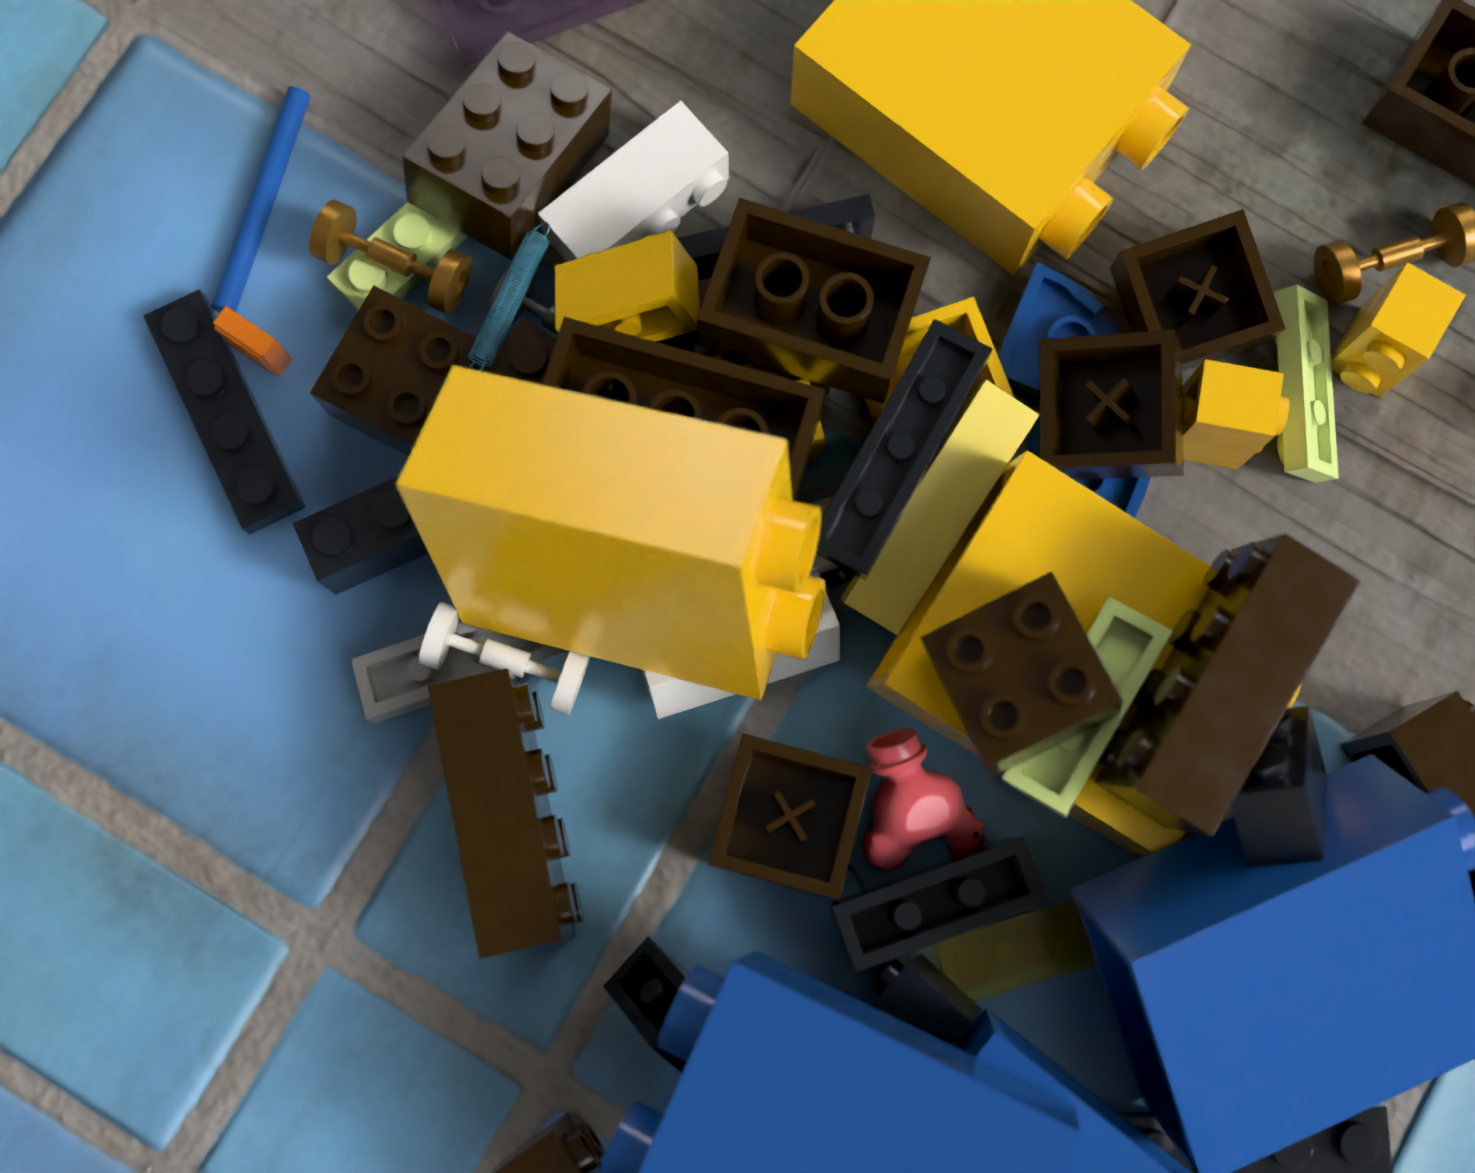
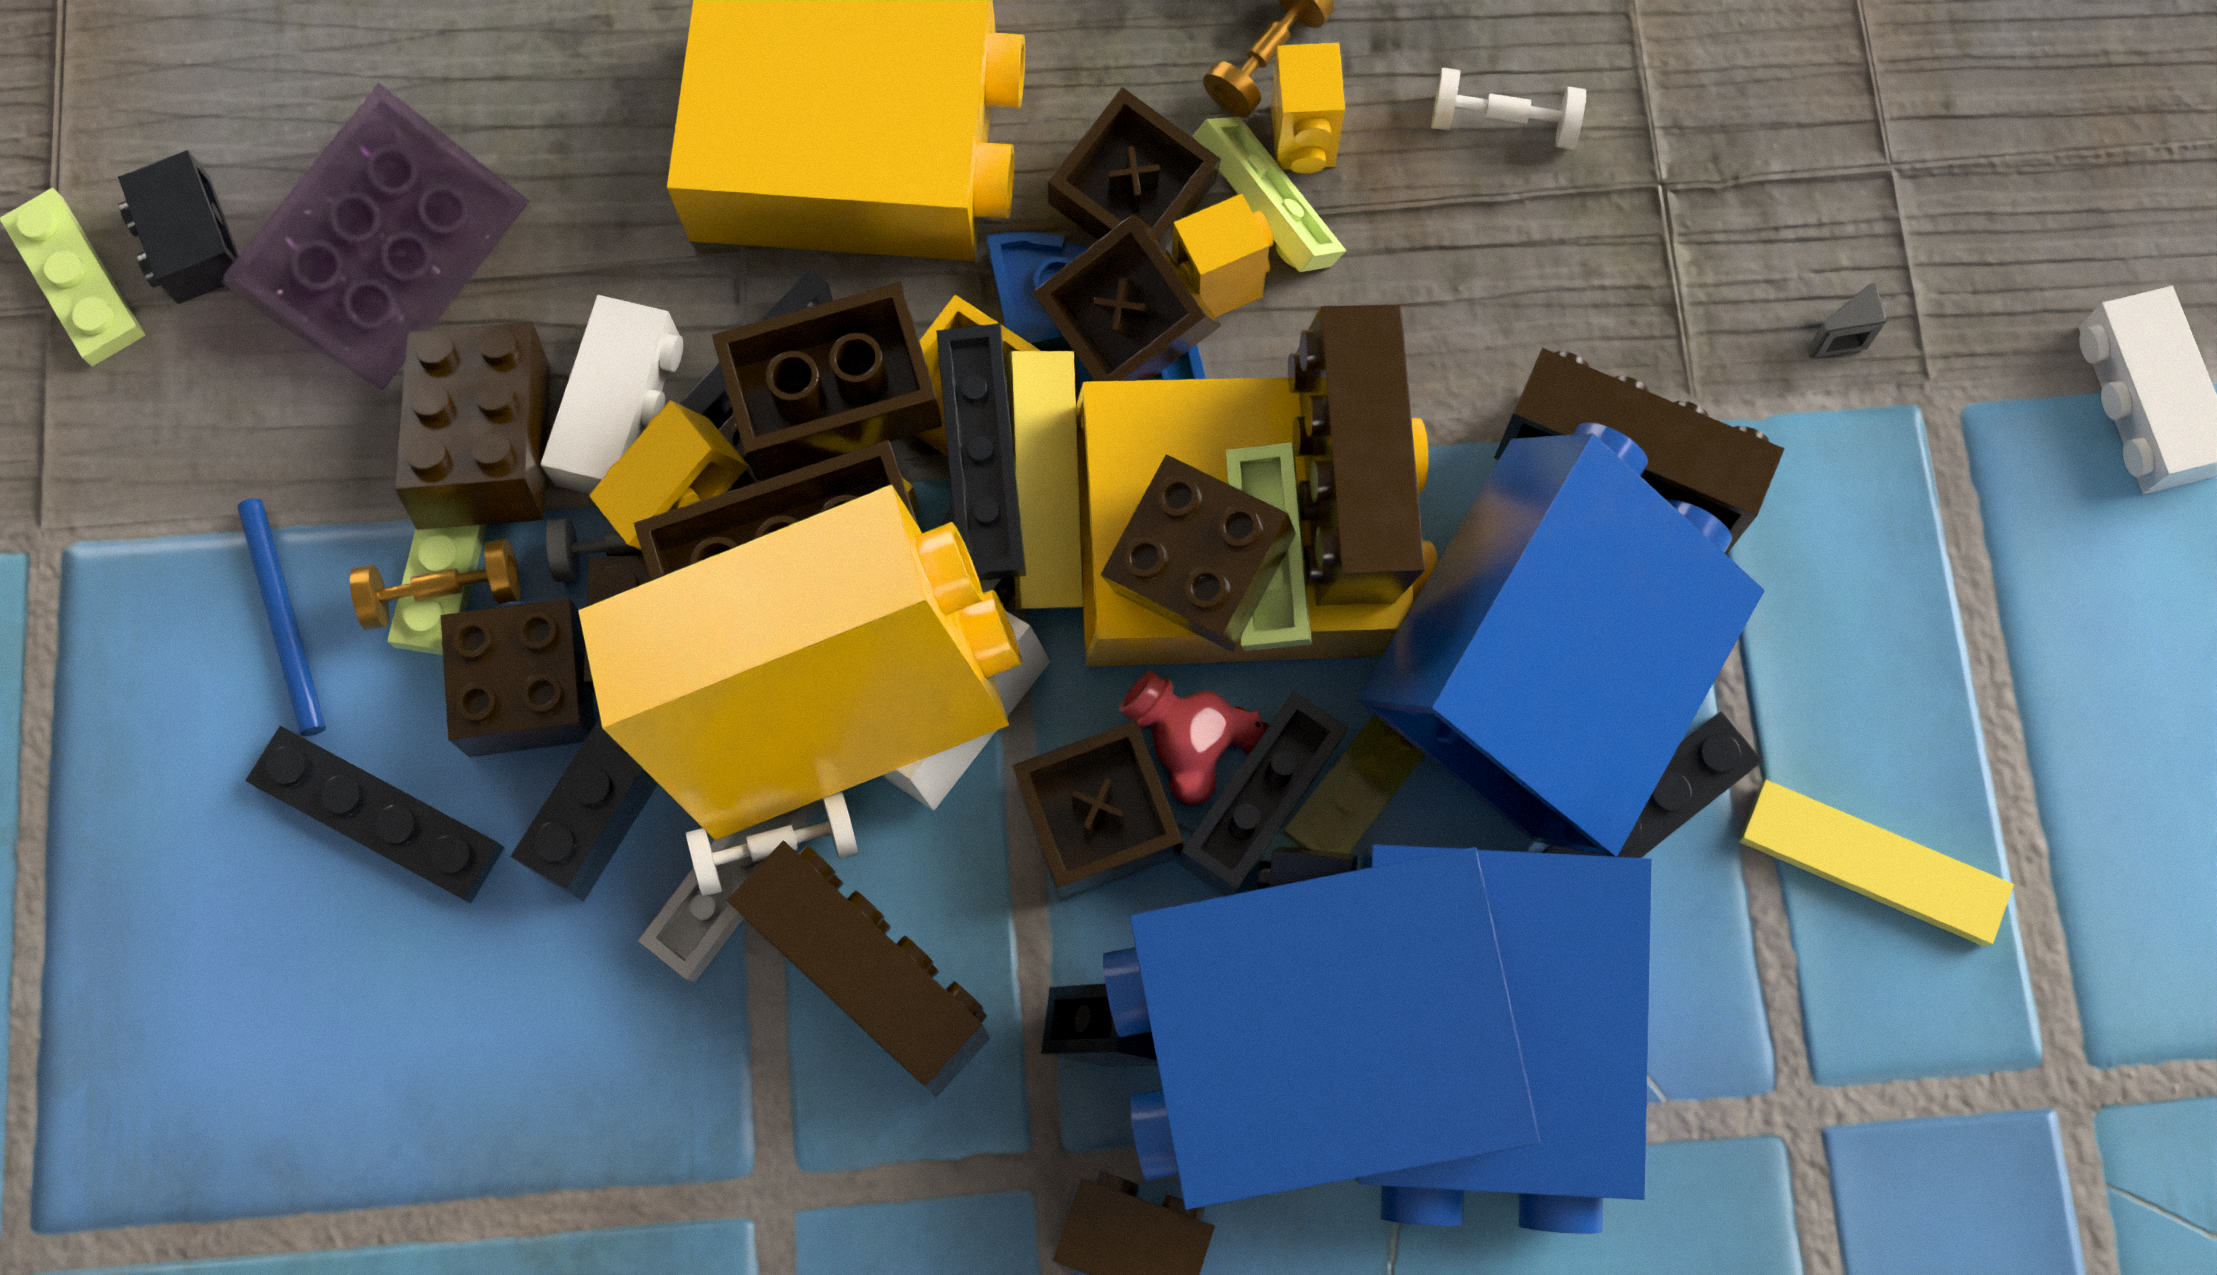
camera: 35 degrees left, 5 degrees down
(252, 341) = (361, 737): orange tile -> none
(490, 341) = (569, 572): medium azure piece -> none
(1284, 796) = (1460, 508): black brick -> none

